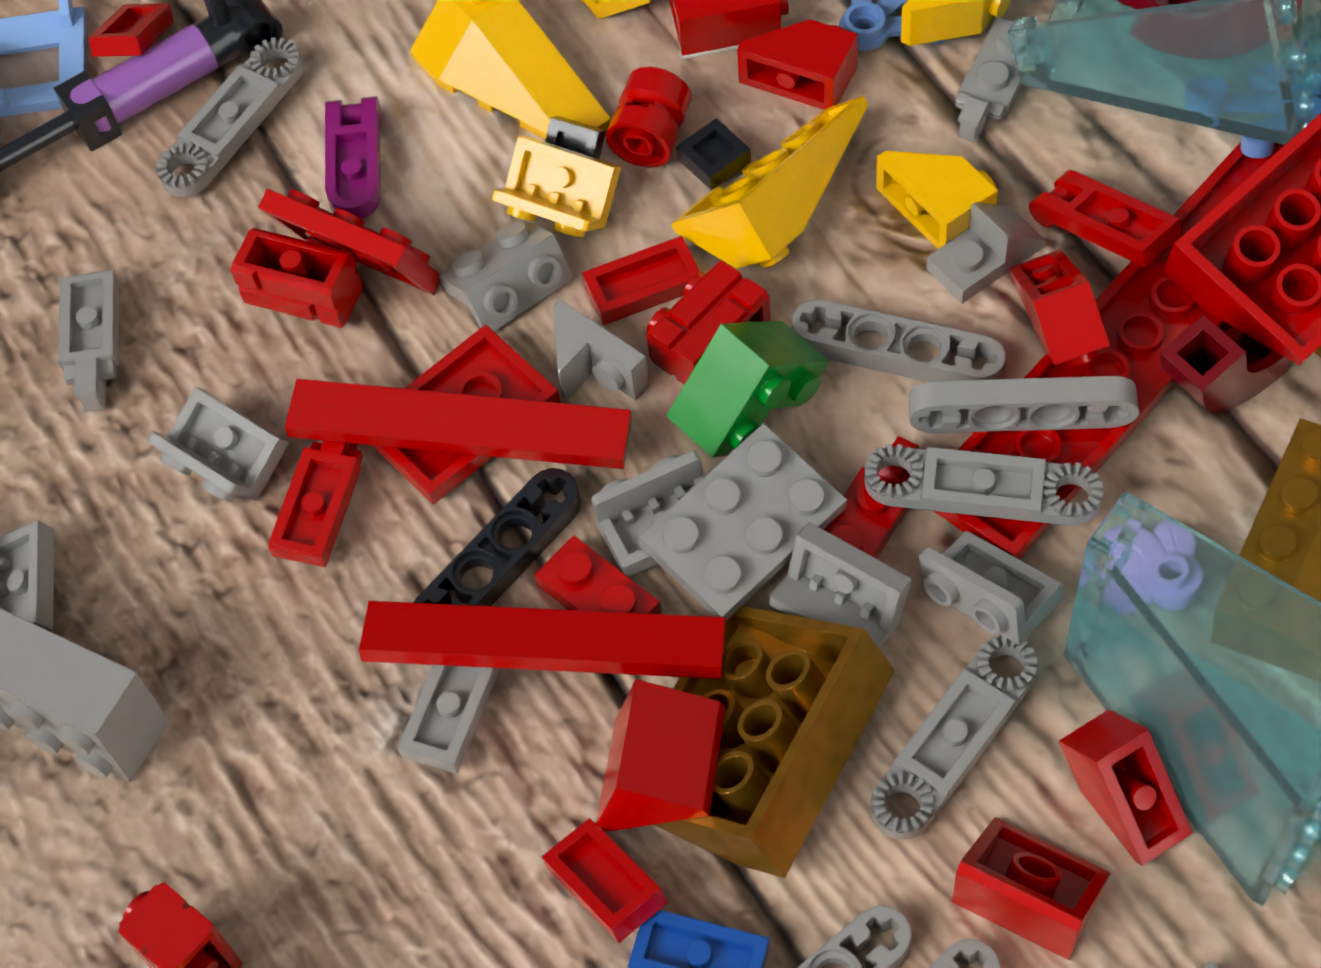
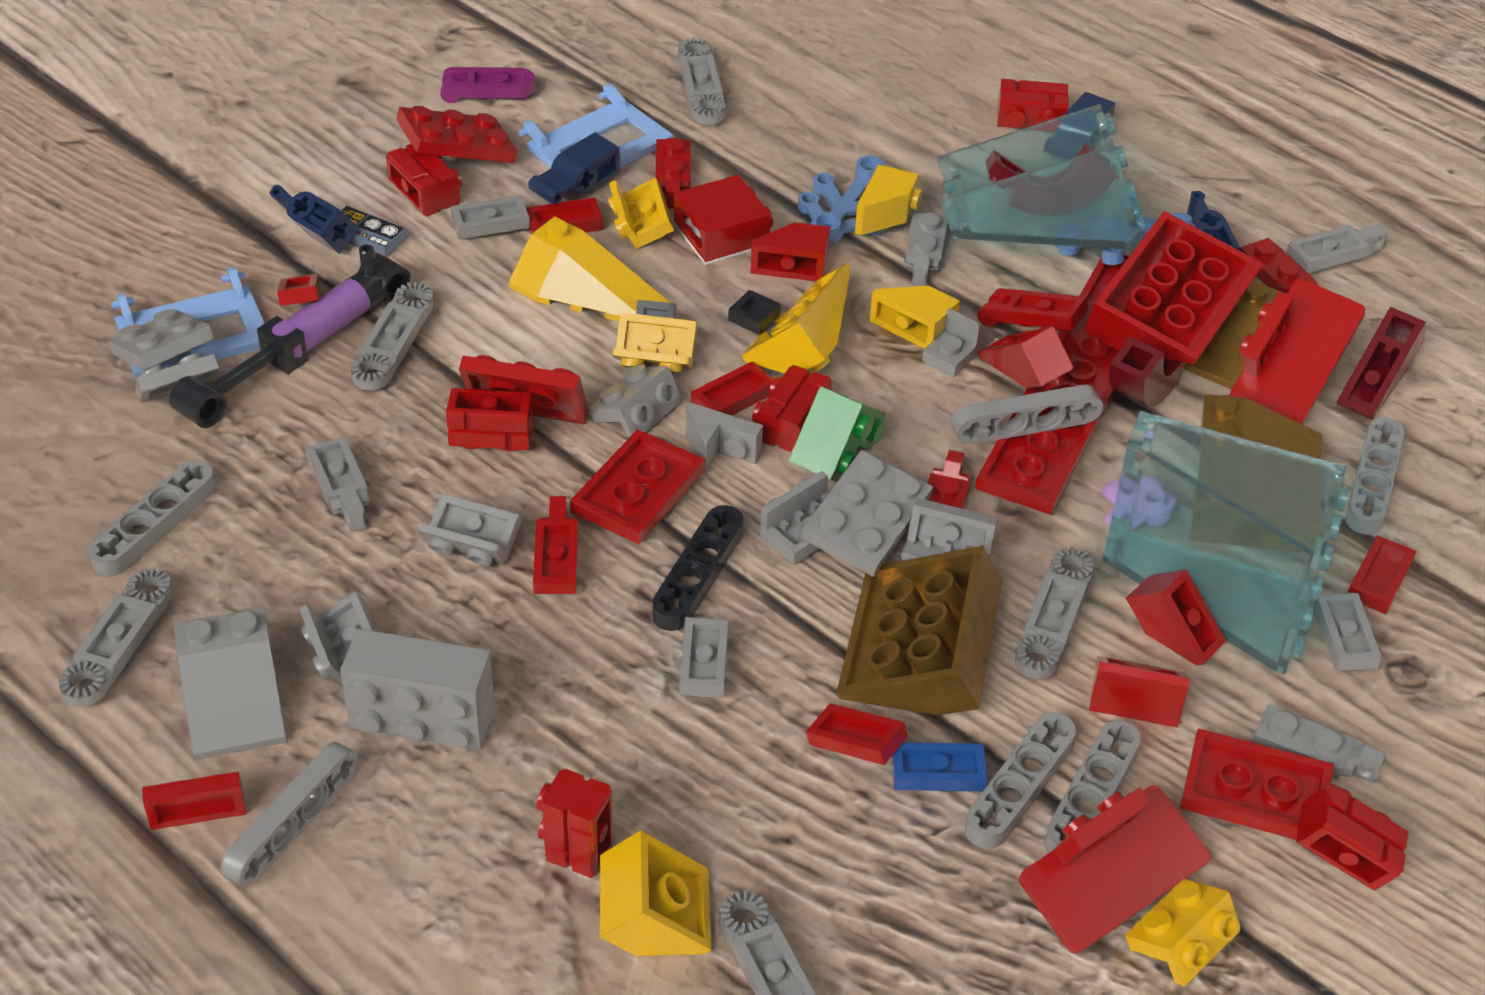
camera: 25 degrees left, 15 degrees down
(353, 156) = (492, 336): magenta plate -> none
(459, 423) = (645, 485): red tile -> none
(543, 639) = (757, 601): red tile -> none
(588, 582) = (778, 576): red plate -> none
(648, 117) = (703, 293): red wheel -> none
(660, 758) = (867, 652): red slope -> none
(900, 337) = (922, 398): light grey beam -> none
(983, 484) = (1019, 463): light grey plate -> none
(990, 586) = (1044, 522): light grey bracket -> none

